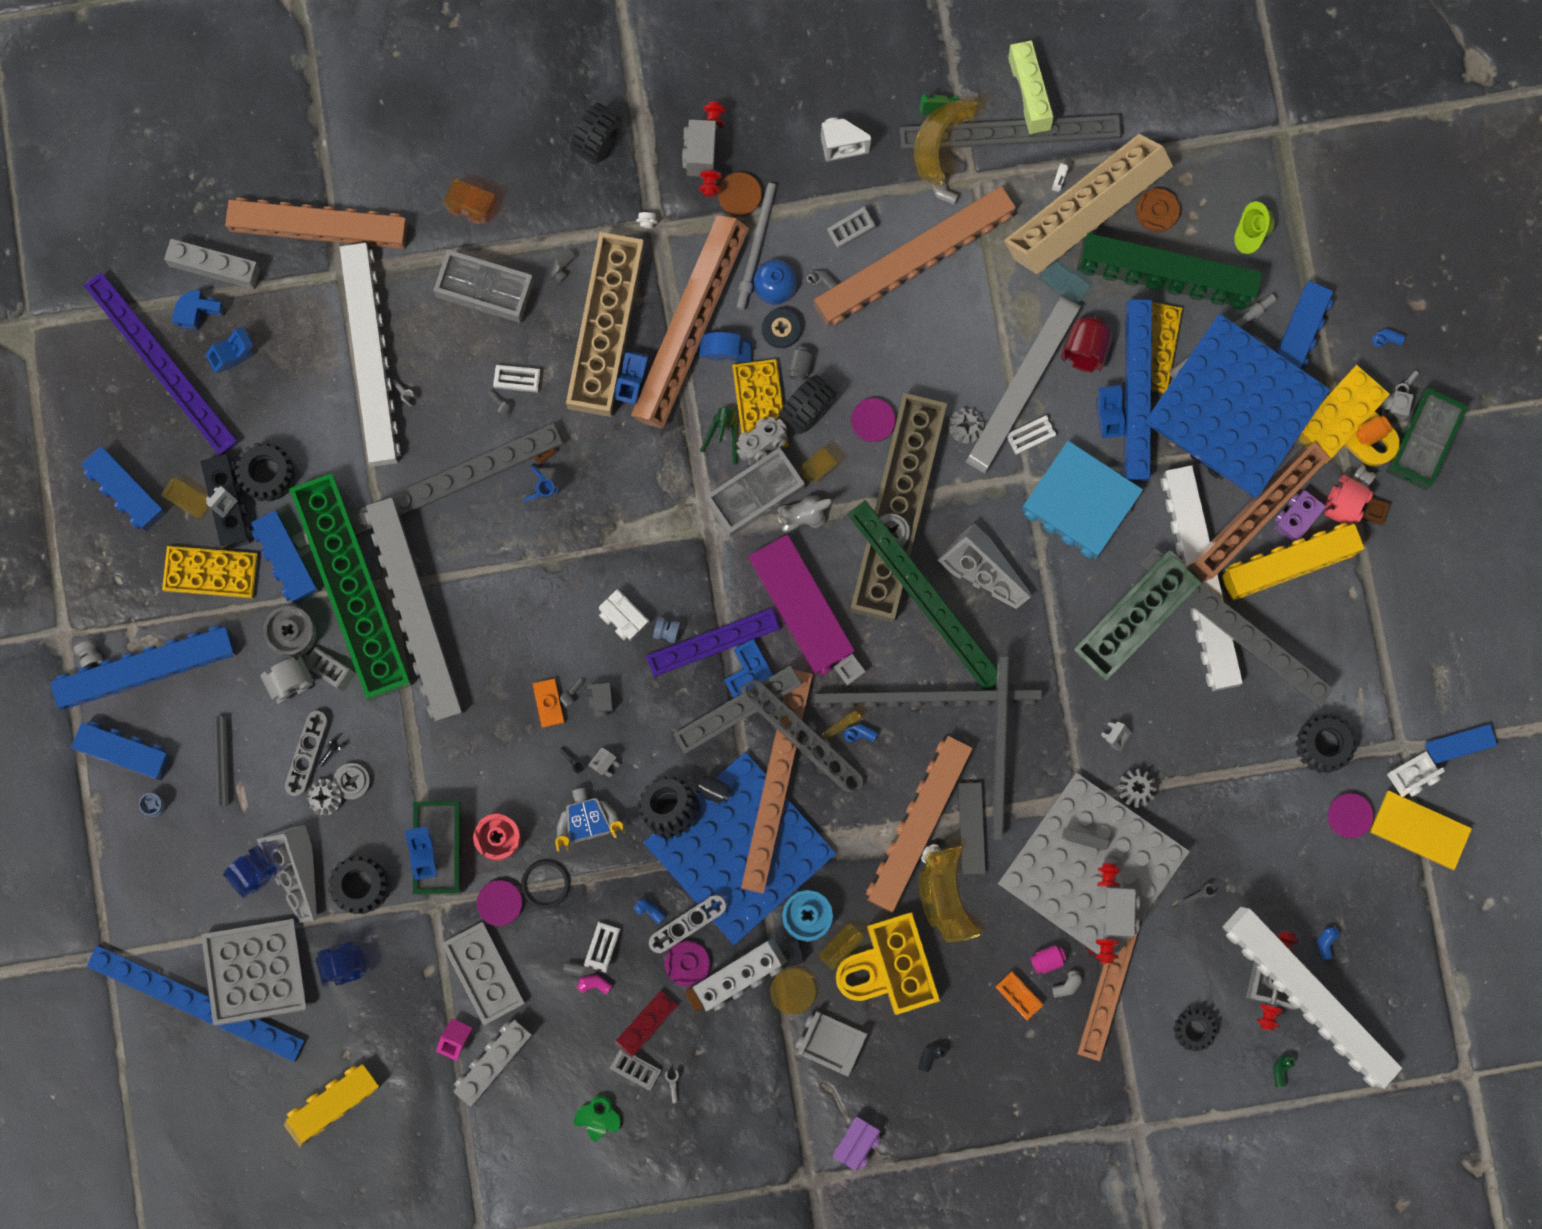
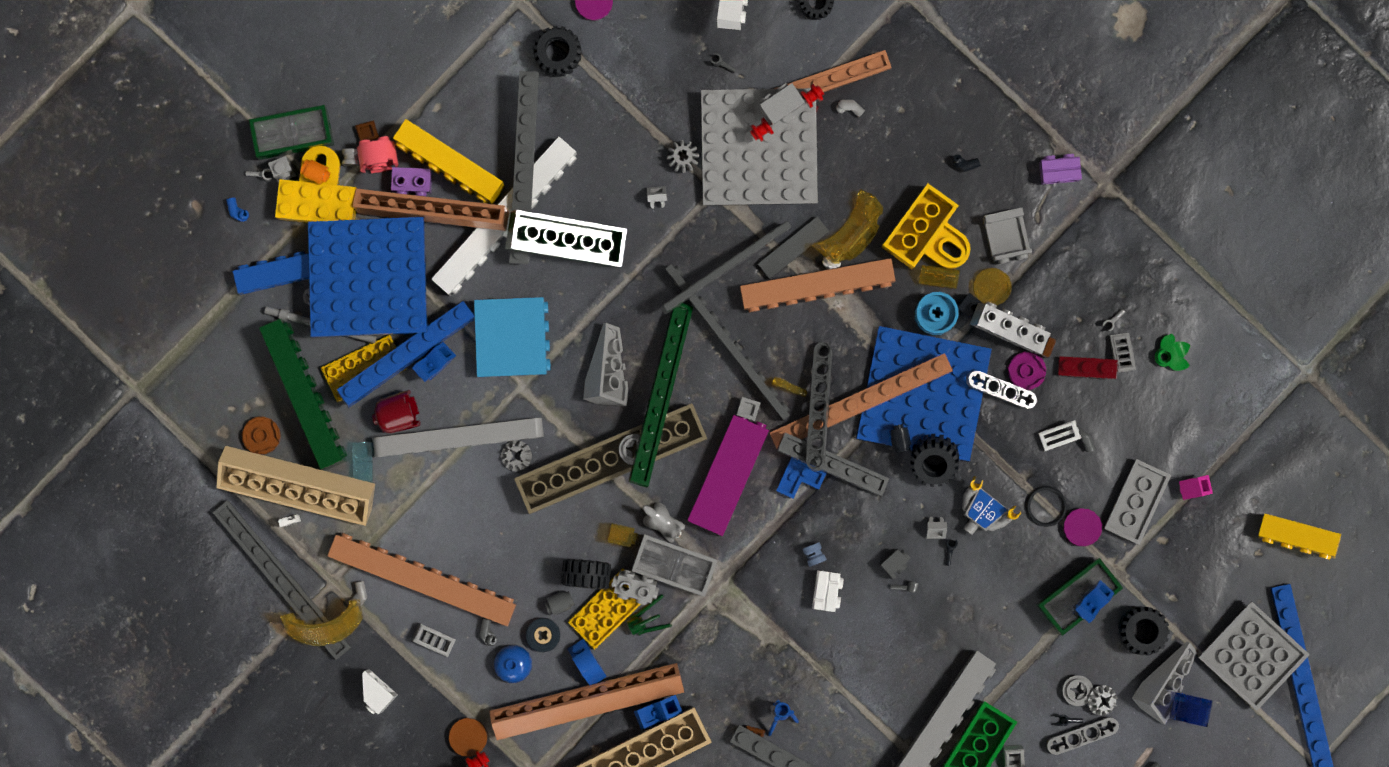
camera: 125 degrees left, 5 degrees up
(341, 964) = (1206, 600): clear blue brick -> none
(491, 1065) = (1188, 449): light grey brick -> none
(509, 843) = (1051, 556): coral brick -> none
(548, 703) = (924, 597): orange plate -> none
(593, 981) = (1087, 425): dark pink arm -> none
(651, 909) = (1009, 422): blue arm -> none
(713, 642) = (798, 516): dark purple tile -> none
(745, 286) = (531, 682): light grey bar -> none
(858, 731) = (784, 372): blue arm -> none
(873, 420) = (561, 522): magenta tile -> none
(929, 105) = (298, 646): green tile -> none
(1019, 996) = (881, 134): orange plate -> none
(1035, 99) = (240, 585): yellowish green arch -> none
(1048, 427) = (475, 398): white tile -> none
(1048, 959) = (843, 132): dark pink brick -> none
(1085, 839) = (746, 164): dark grey tile -> none
(1253, 227) = (226, 359): lime piece -> none

